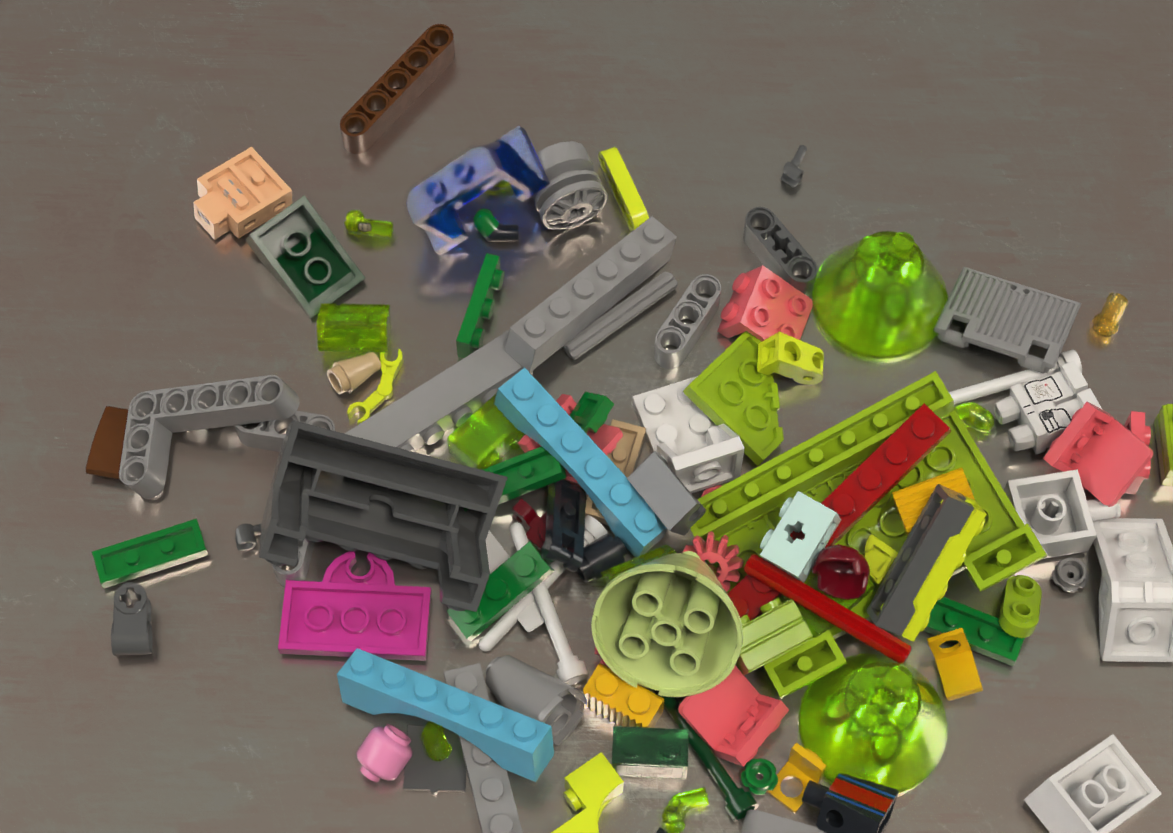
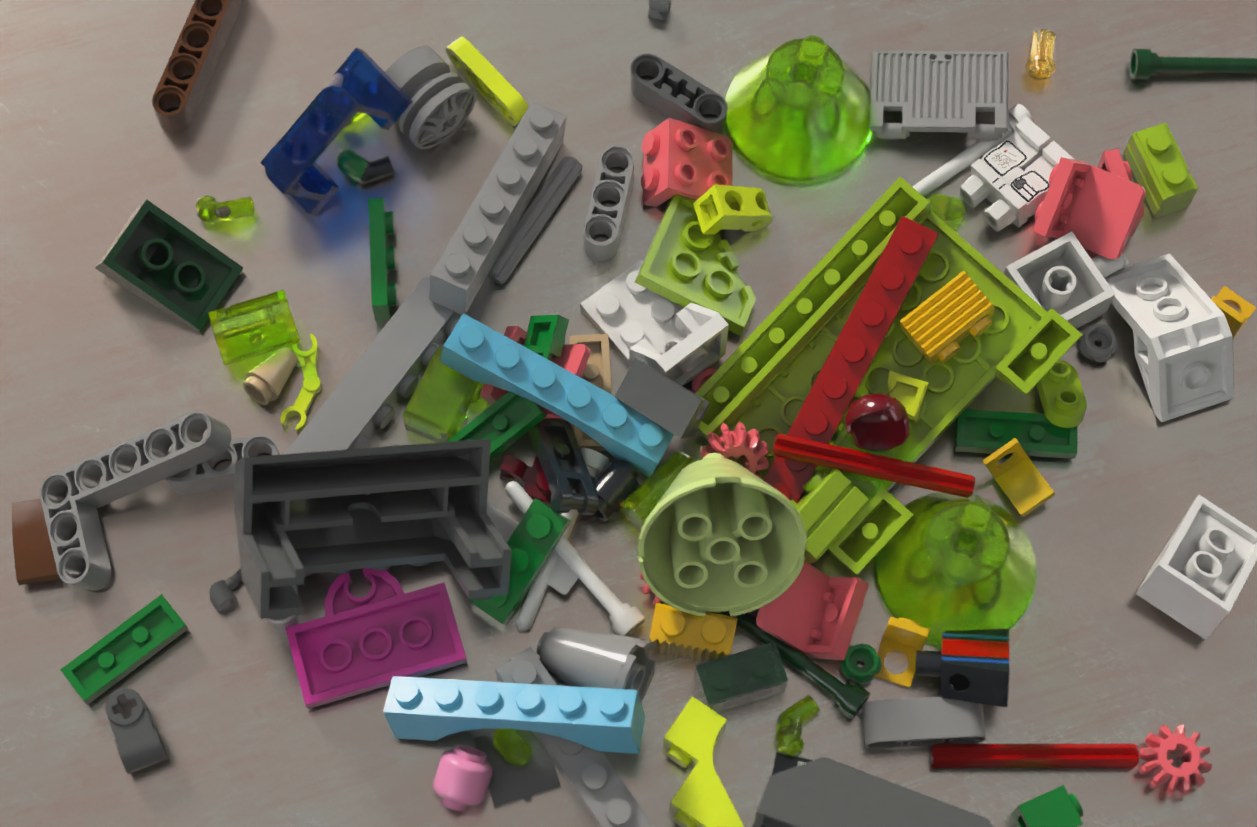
camera: 20 degrees left, 5 degrees up
(240, 195) = (71, 220): light nougat piece -> none
(798, 555) = (837, 381): light aqua brick -> none
(926, 562) = (961, 383): dark grey piece -> none

